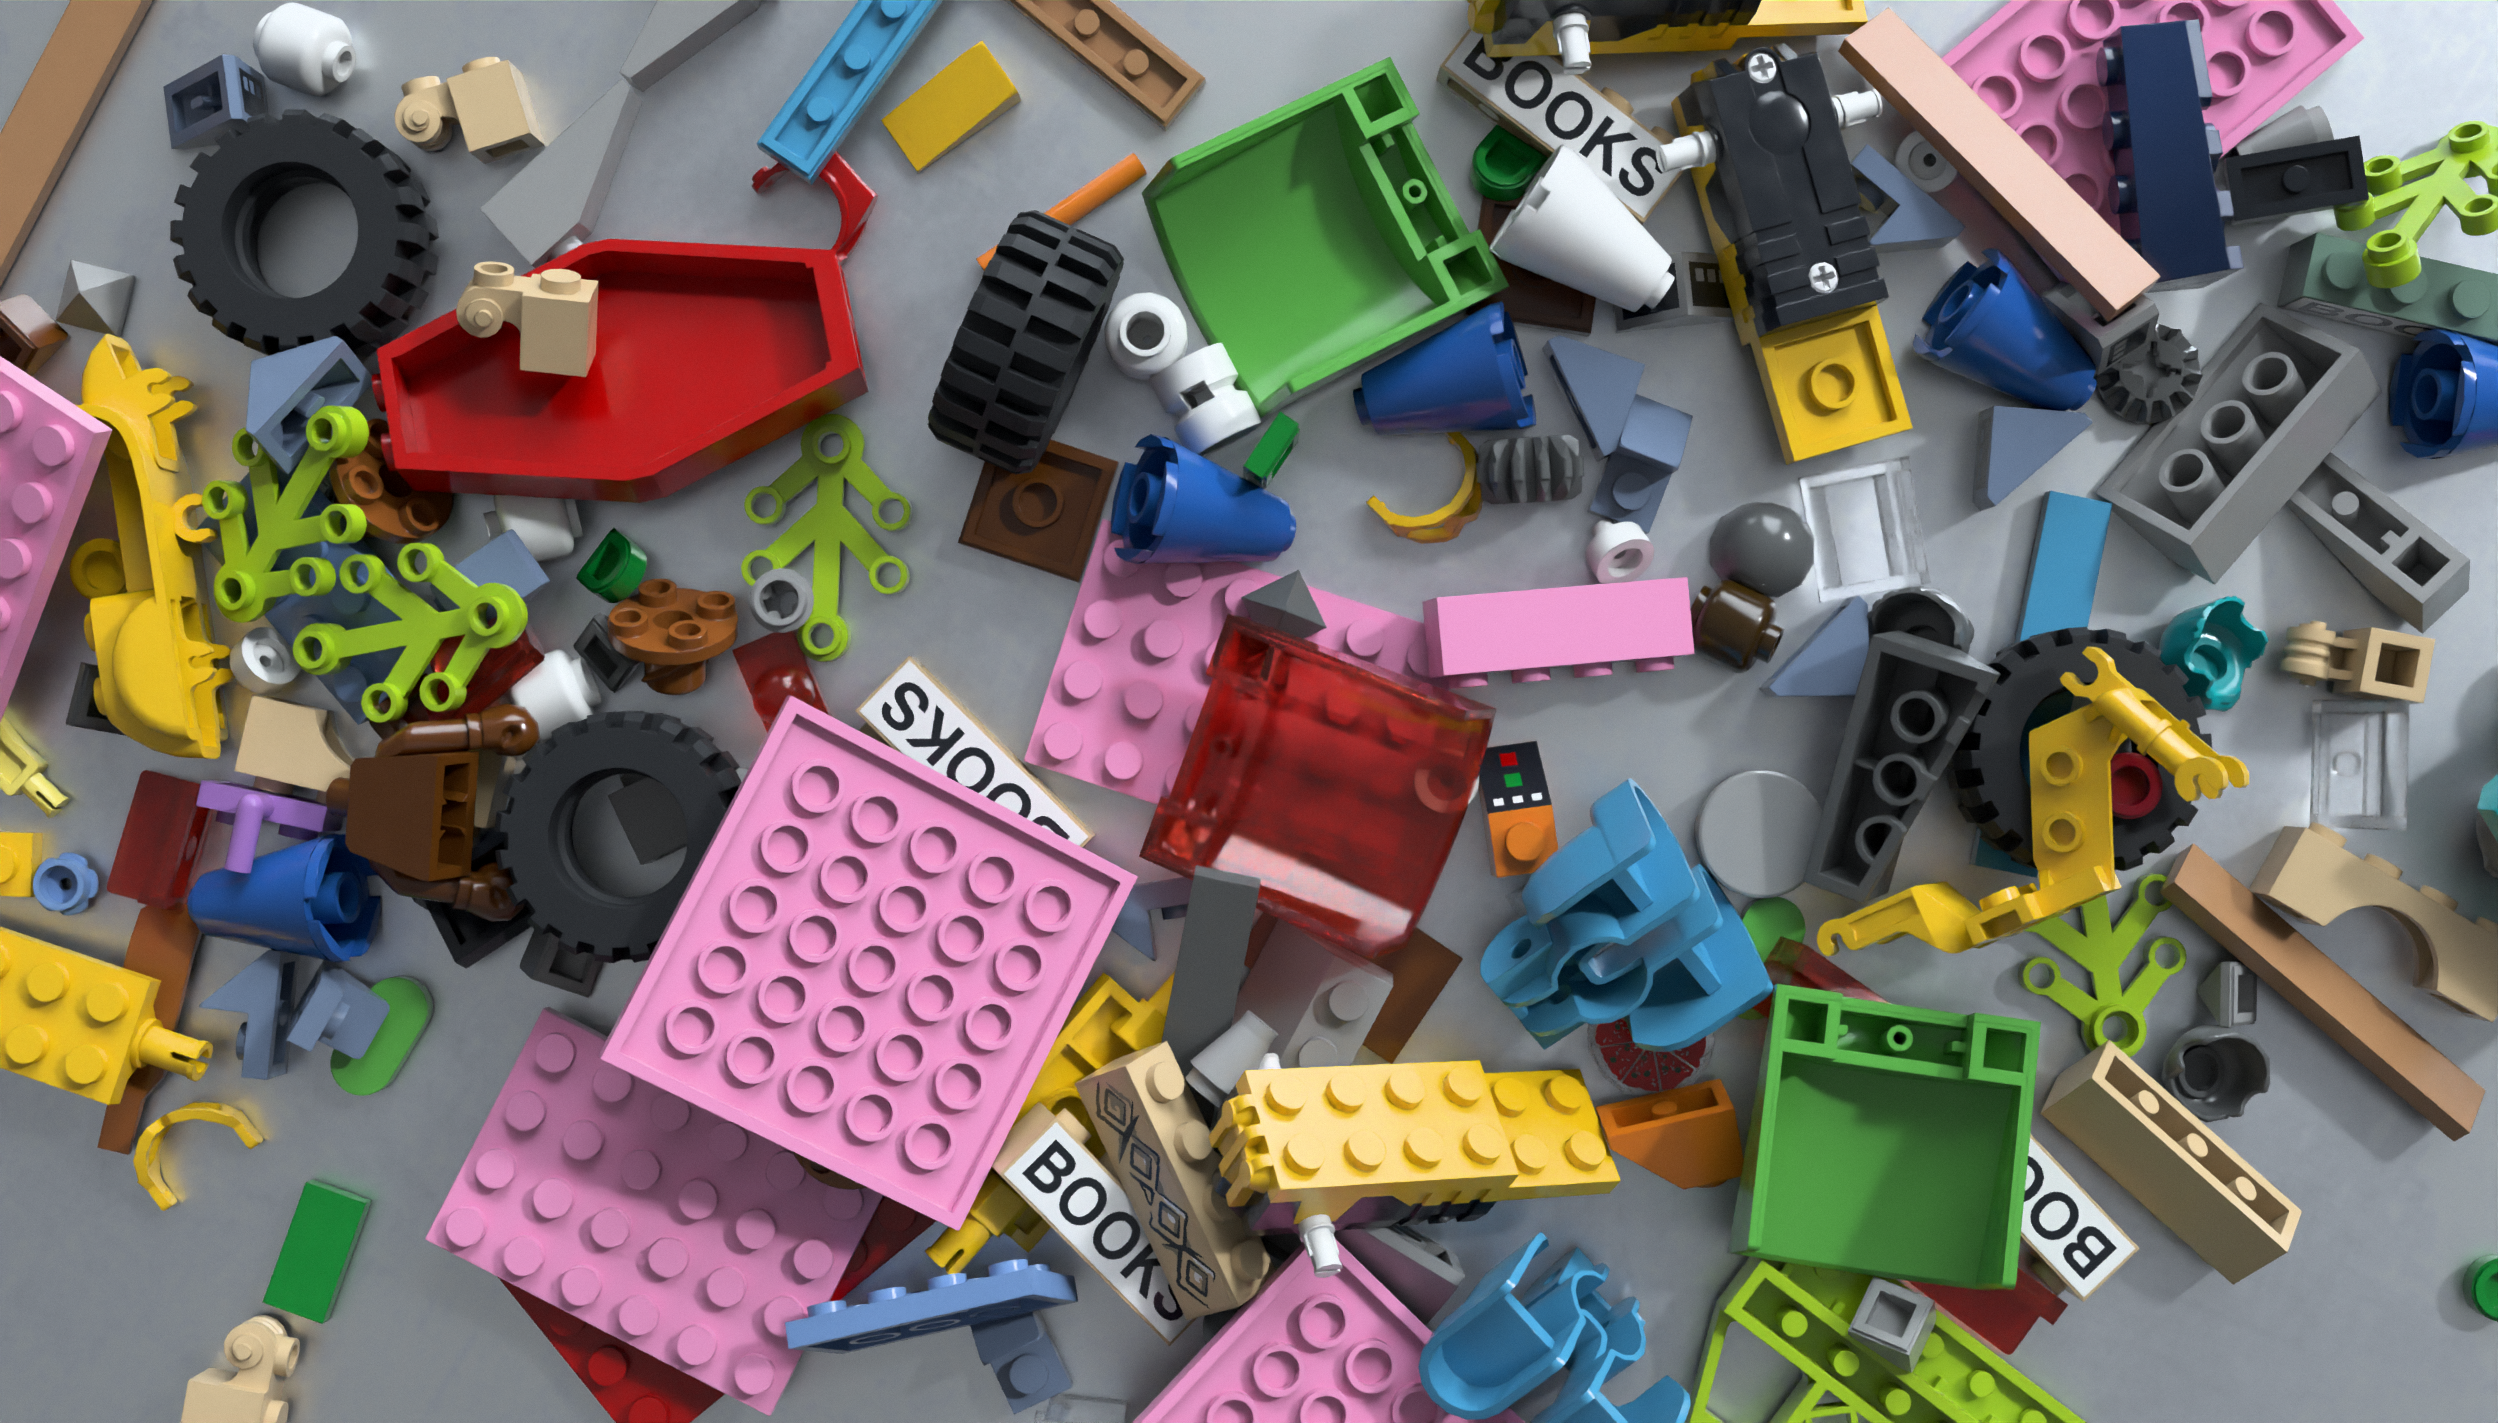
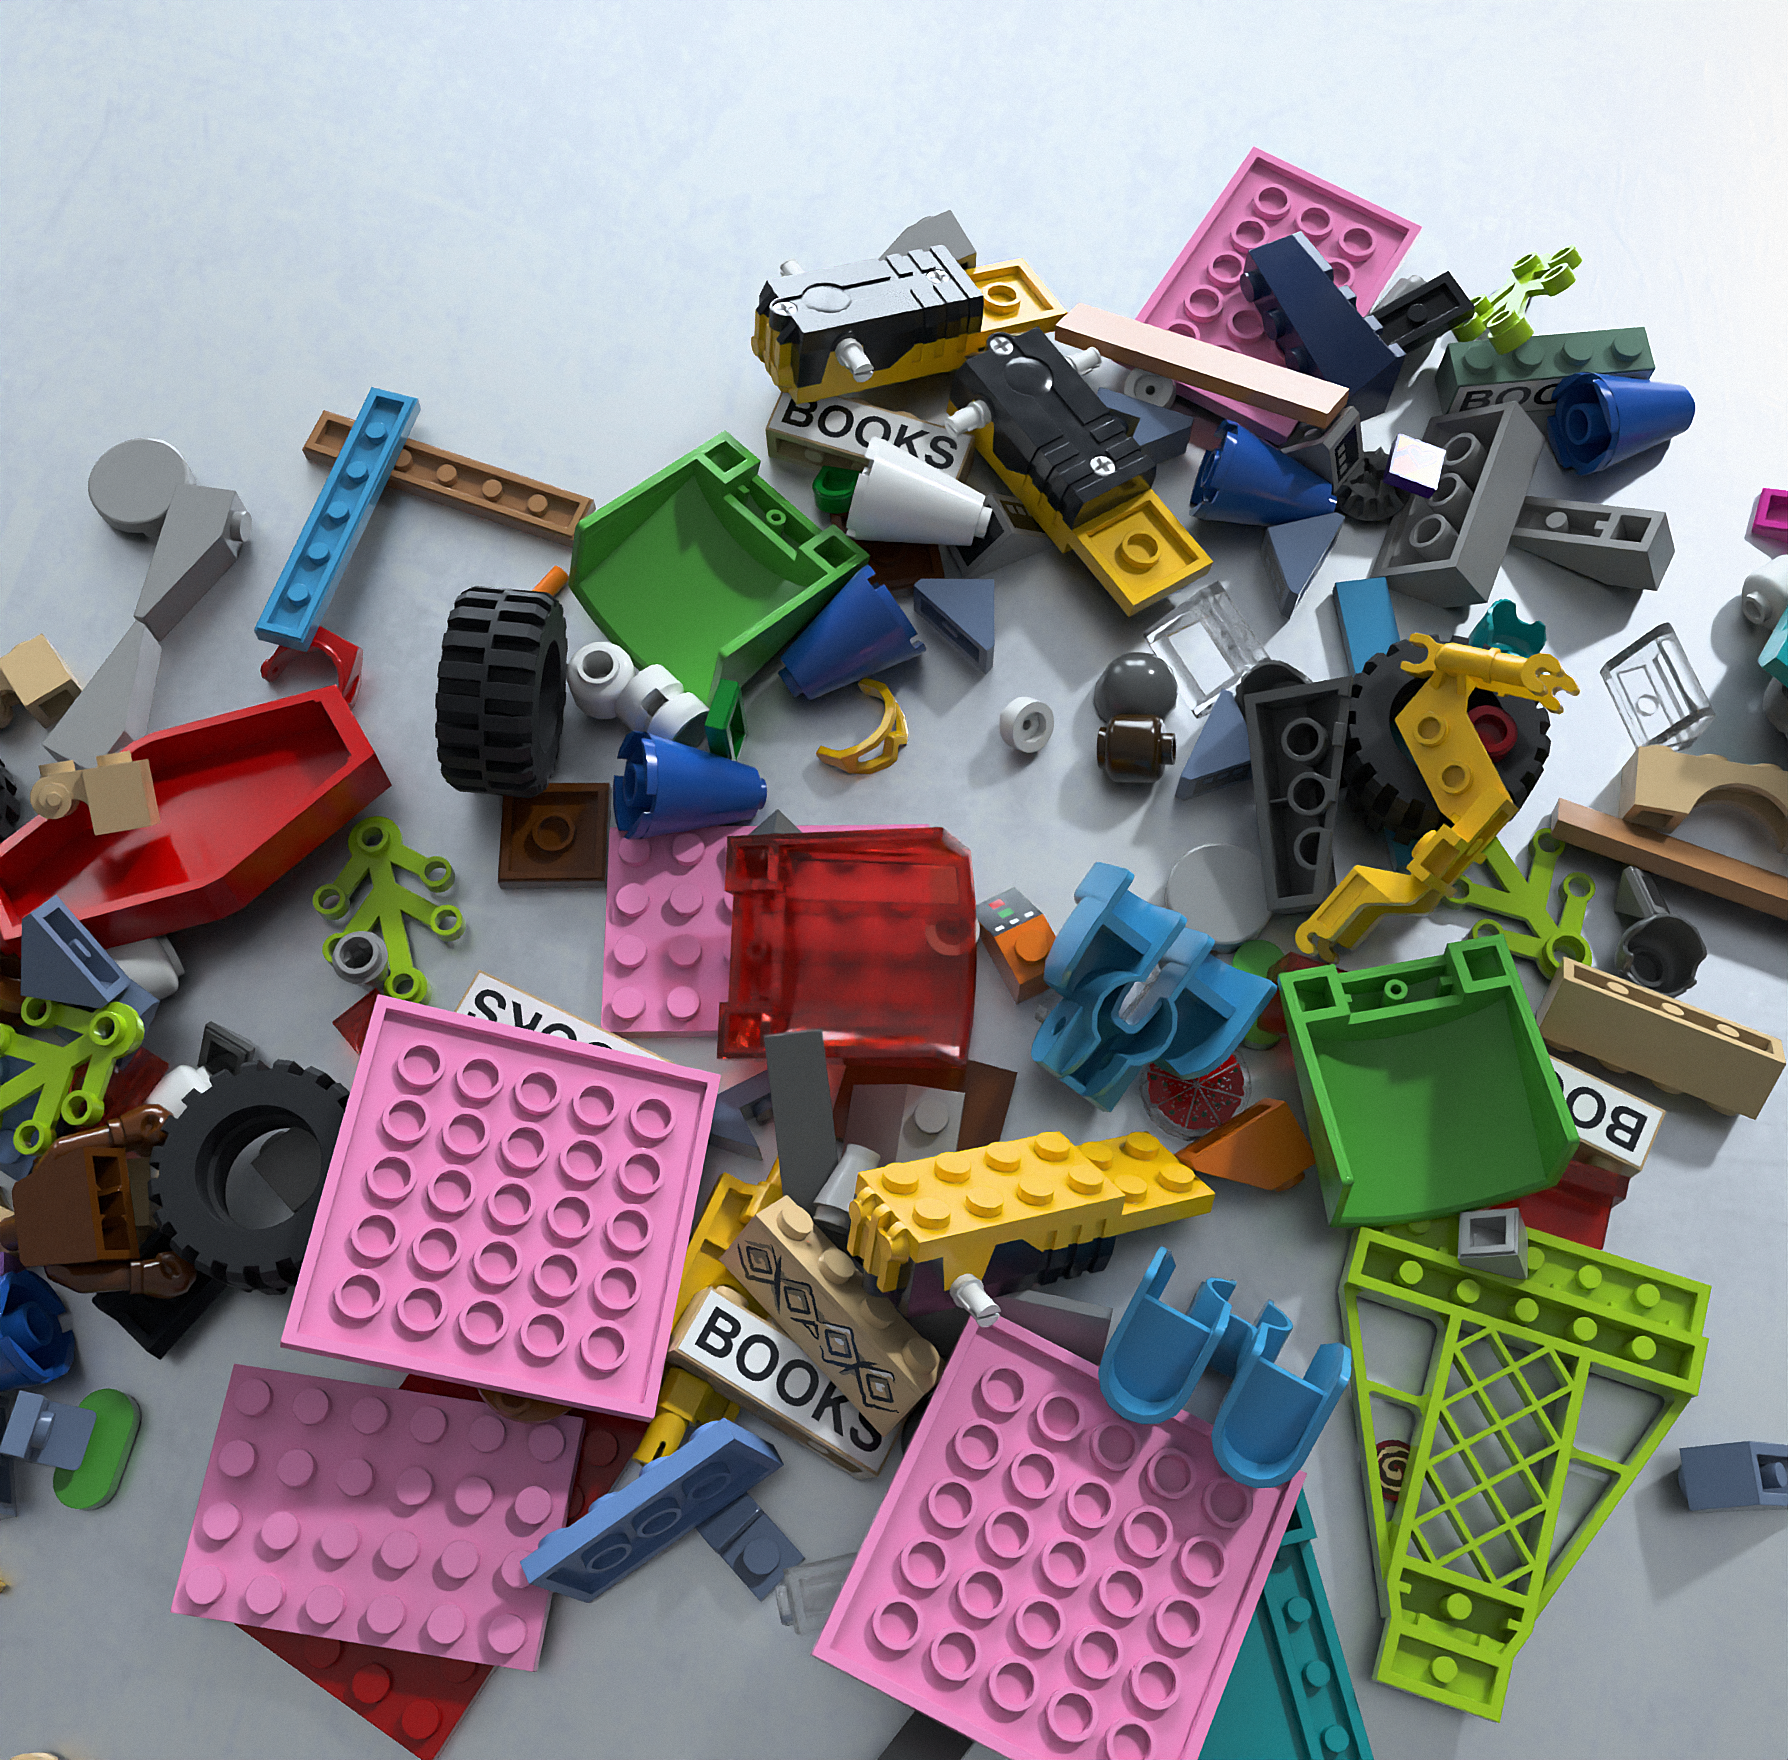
camera: 20 degrees left, 20 degrees down
(317, 1251) = (75, 1672): green tile -> none
(461, 523) = (65, 960): none -> sand blue slope
(559, 968) = (248, 1323): light grey slope -> none
(614, 568) = (215, 989): green tile -> none
(673, 633) = (277, 1019): dark orange plate -> none
(951, 107) = (405, 574): yellow slope -> none
(1530, 469) = (933, 680): dark grey gear -> none
(1558, 628) = (1004, 784): bright pink brick -> none
(1642, 463) = (1018, 659): sand blue slope -> none
(2204, 380) = (1414, 466): none -> tile
(2362, 664) = (1623, 619): tan brick -> none

